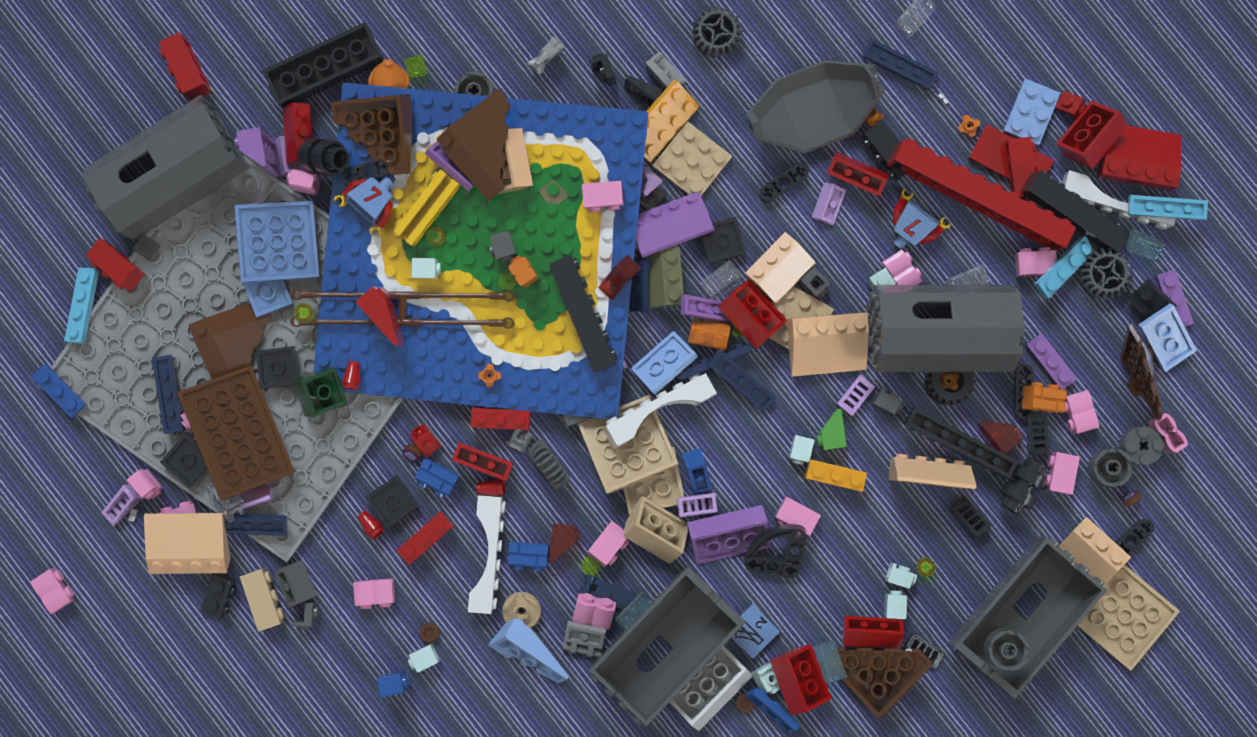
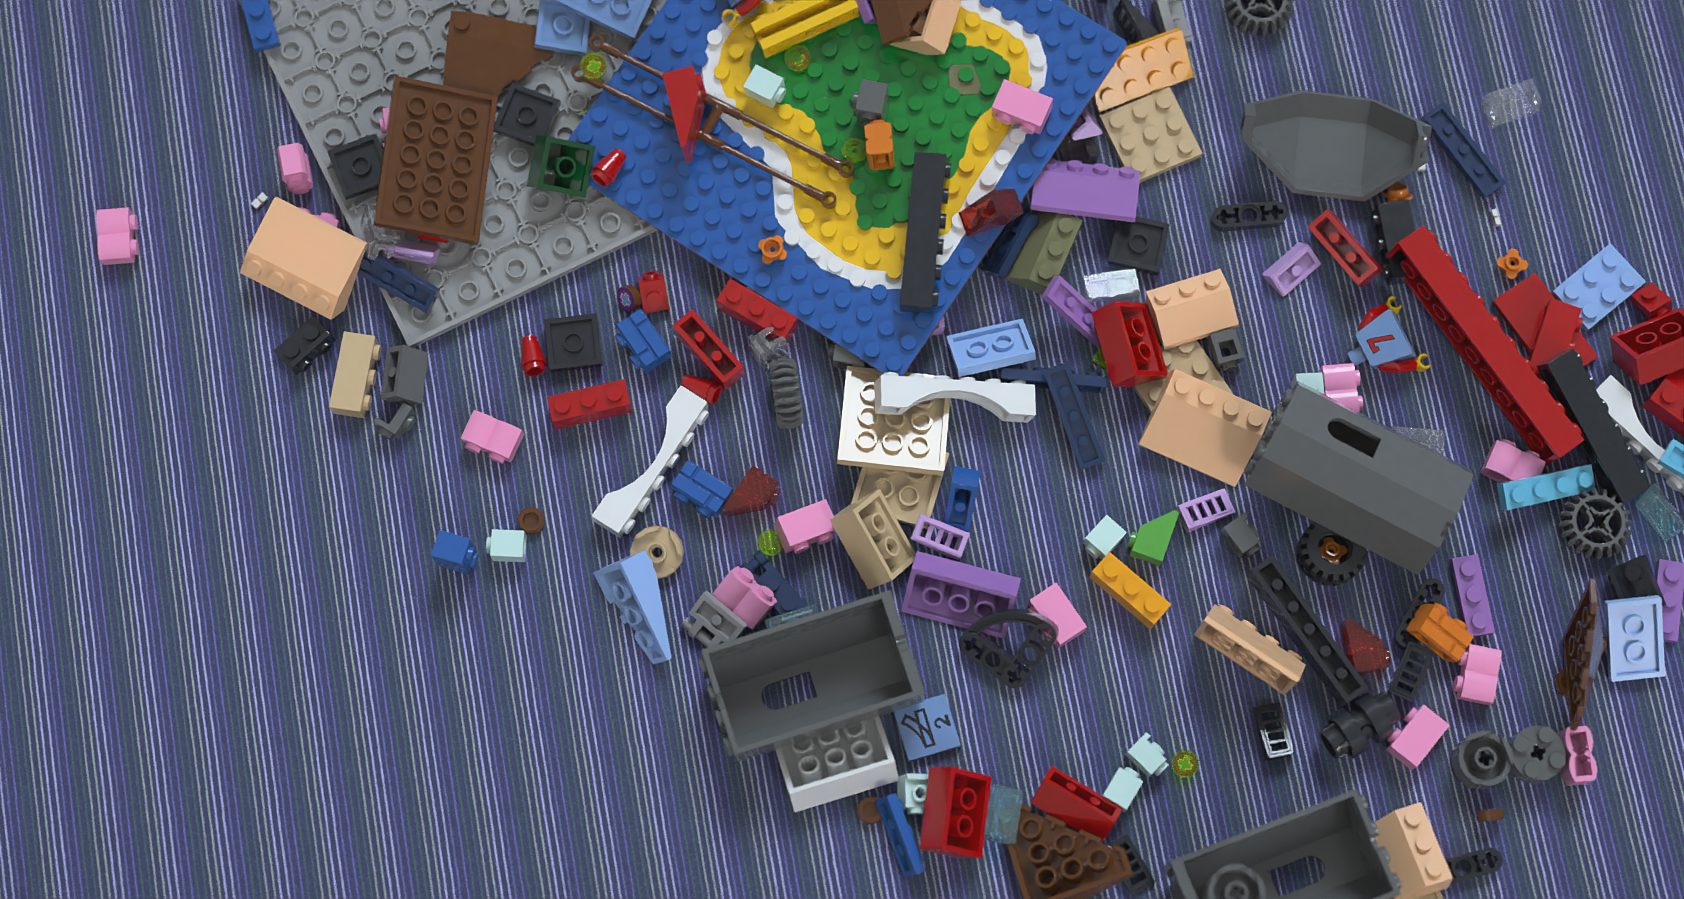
camera: 25 degrees right, 10 degrees down
(132, 499) = (270, 180): lavender slope -> none
(167, 394) = (380, 80): dark blue plate -> none
(709, 333) = (1064, 341): orange brick -> none

